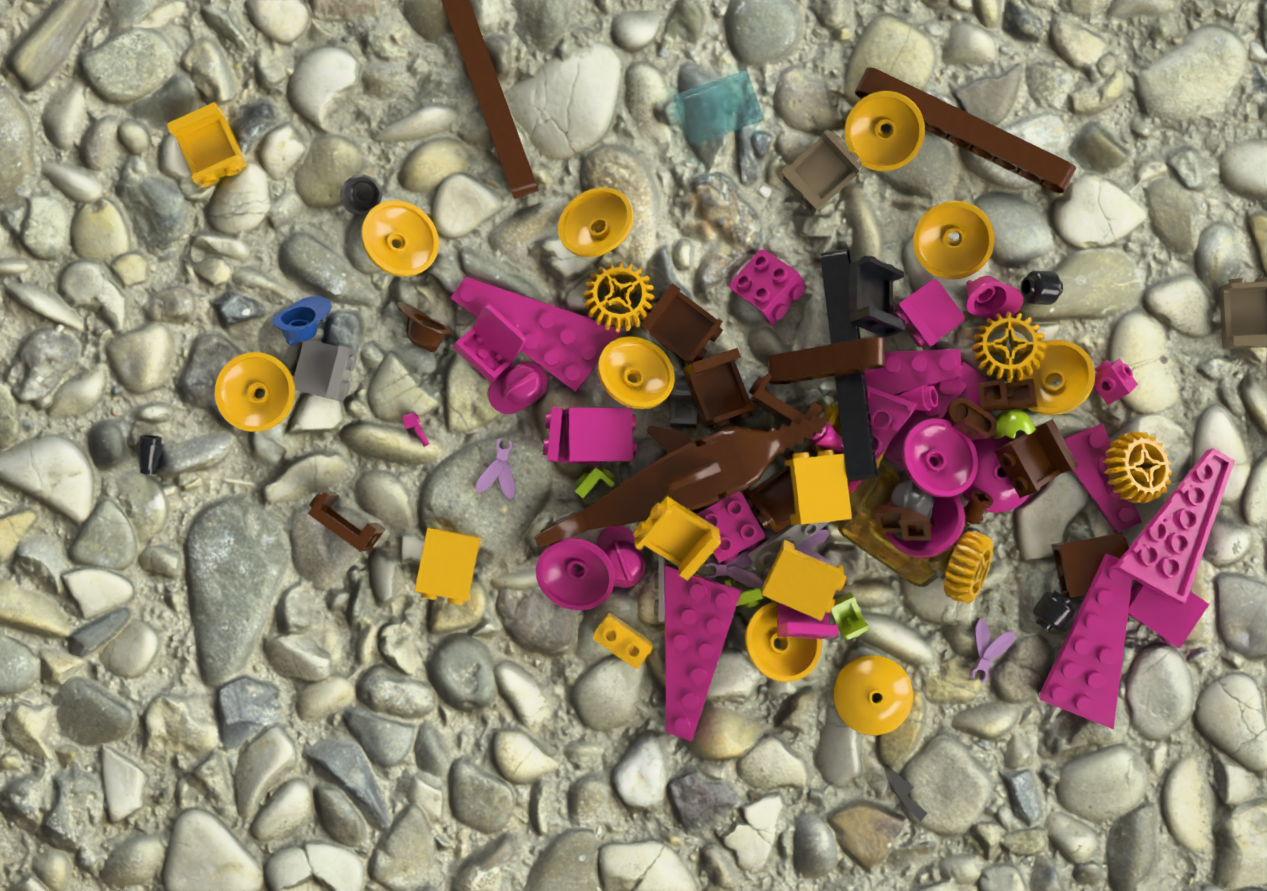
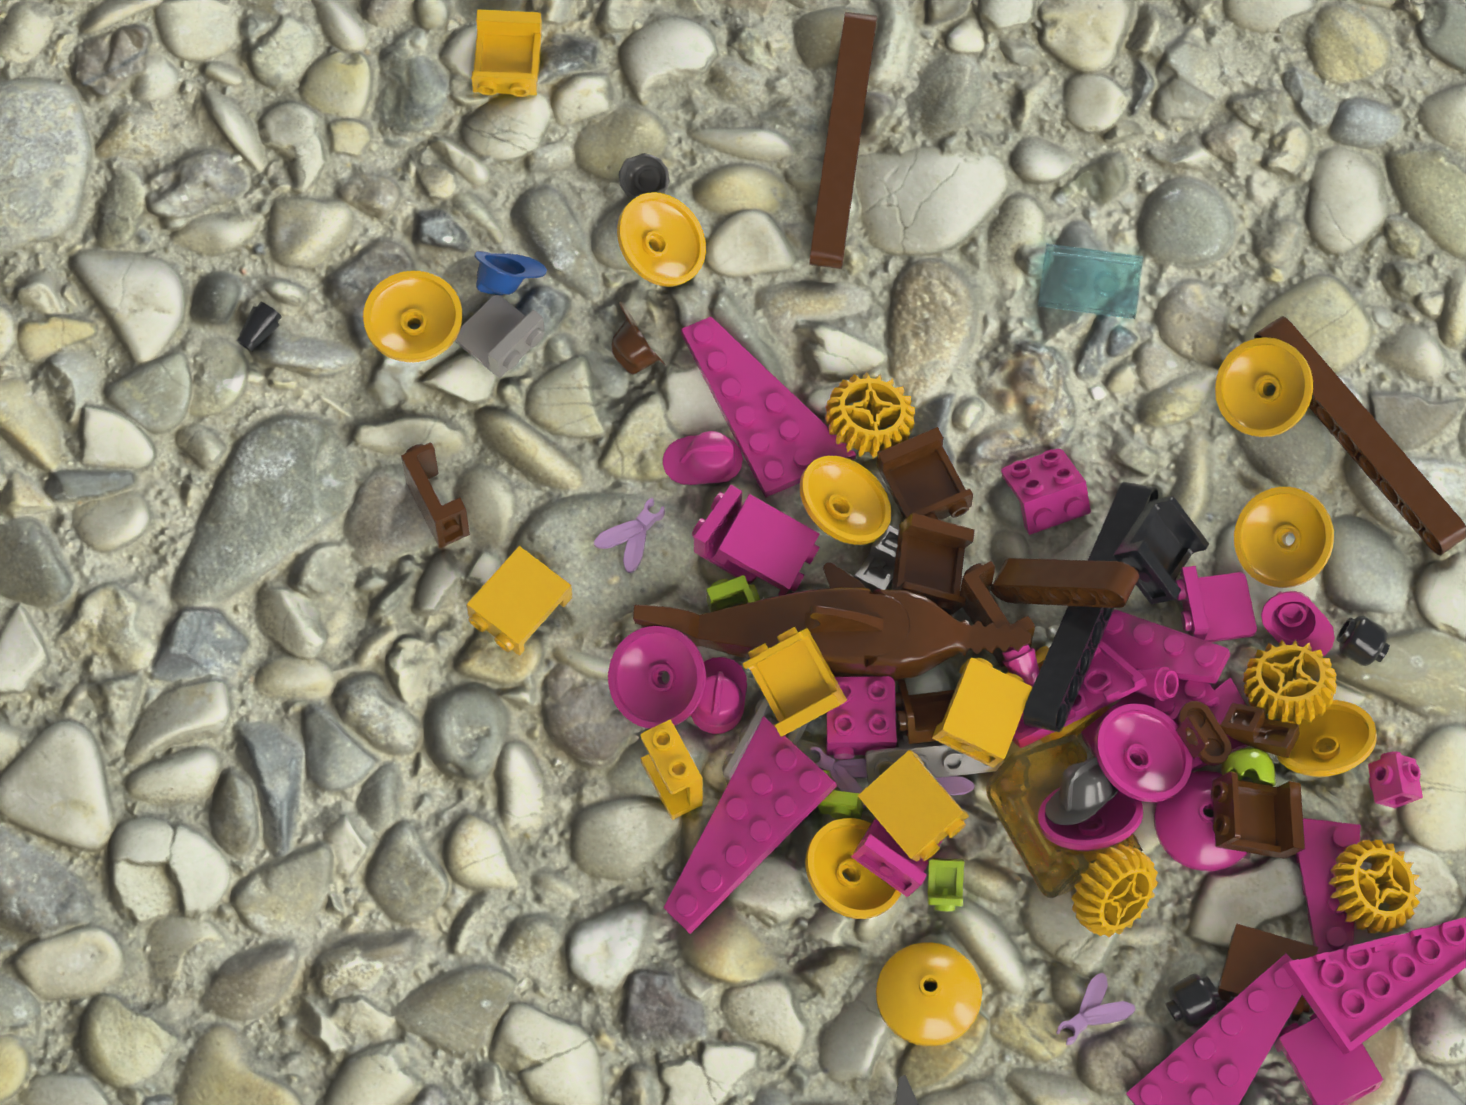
camera: 25 degrees right, 20 degrees down
(412, 420) = (565, 434): dark pink hand -> none
(490, 344) = (700, 396): dark pink bracket -> none
(595, 222) = (886, 325): yellow dish -> none
(821, 172) = (1171, 400): dark tan panel -> none
(895, 519) = (1062, 795): reddish brown slope -> none
(976, 506) = (1160, 836): reddish brown bush -> none

